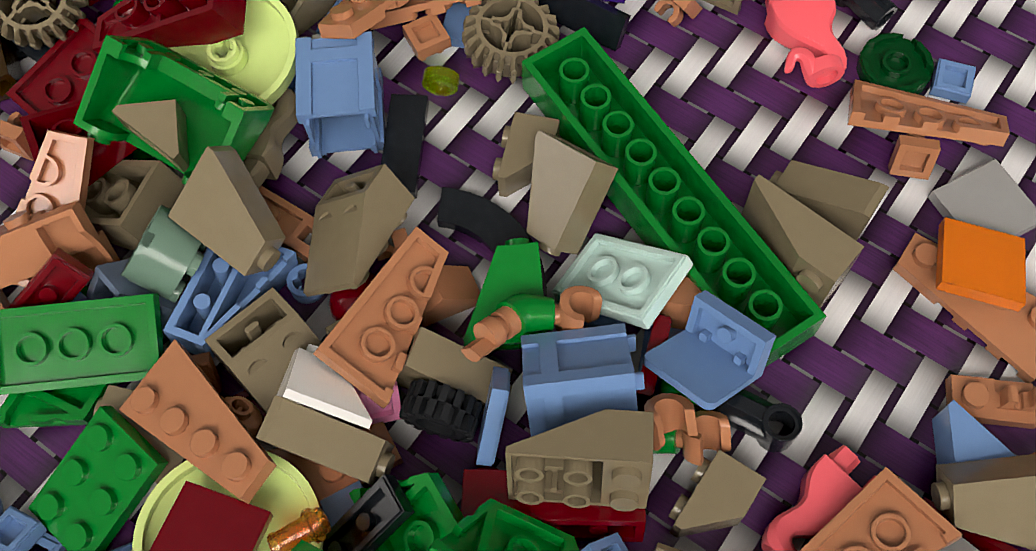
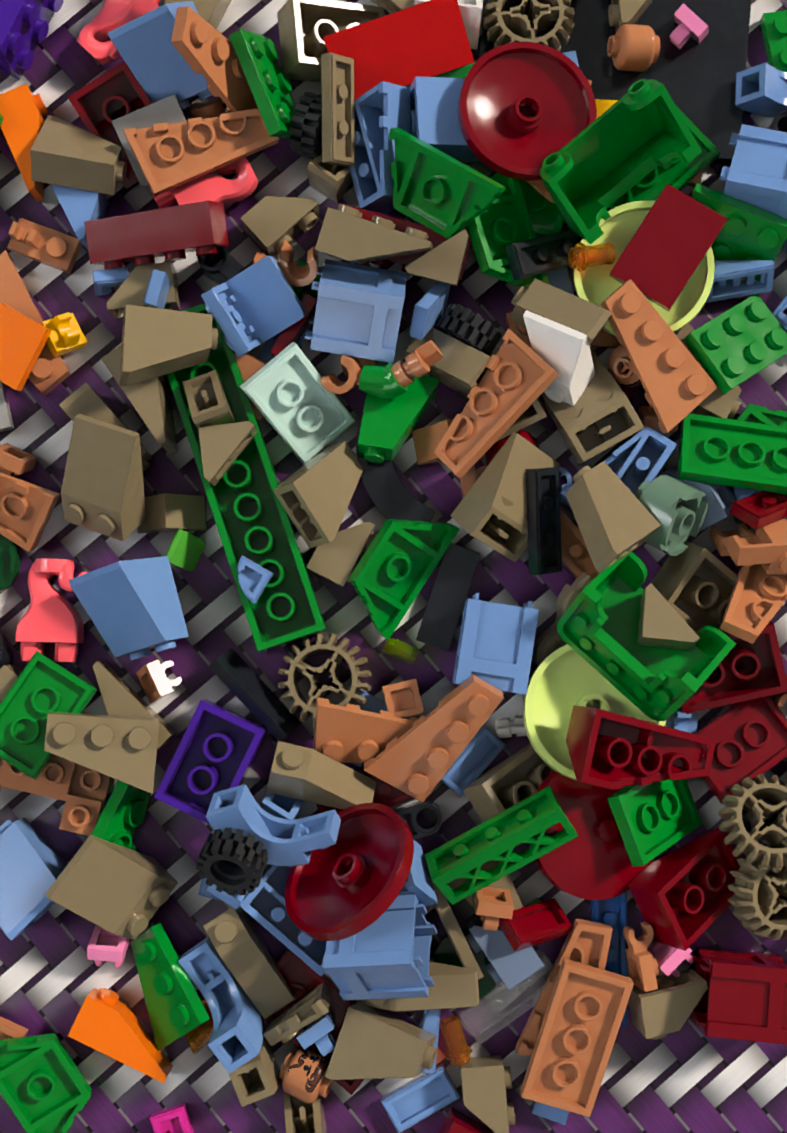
camera: 170 degrees left, 20 degrees up
(309, 221) = (543, 520): none -> black tile
(460, 150) = (398, 568): none -> green wing
(484, 471) = (442, 262): none -> dark tan slope
(611, 83) = (252, 578): none -> medium blue tile
(691, 192) = (222, 446): none -> dark tan slope
(694, 119) = (185, 550): none -> bright green slope
(722, 231) = (207, 400): none -> dark tan slope
(725, 147) = (174, 512): none -> dark tan slope
(727, 44) = (133, 606): none -> medium blue slope
(801, 270) = (163, 342): none -> dark tan slope
(806, 134) = (104, 479): none -> dark tan slope
(831, 349) = (157, 289): none -> medium blue tile
(843, 371) = (135, 286): none -> dark tan slope
(859, 423) = (157, 234): none -> dark red brick
(895, 370) = (108, 278): none -> medium blue tile
(920, 299) = (65, 334): none -> yellow tile

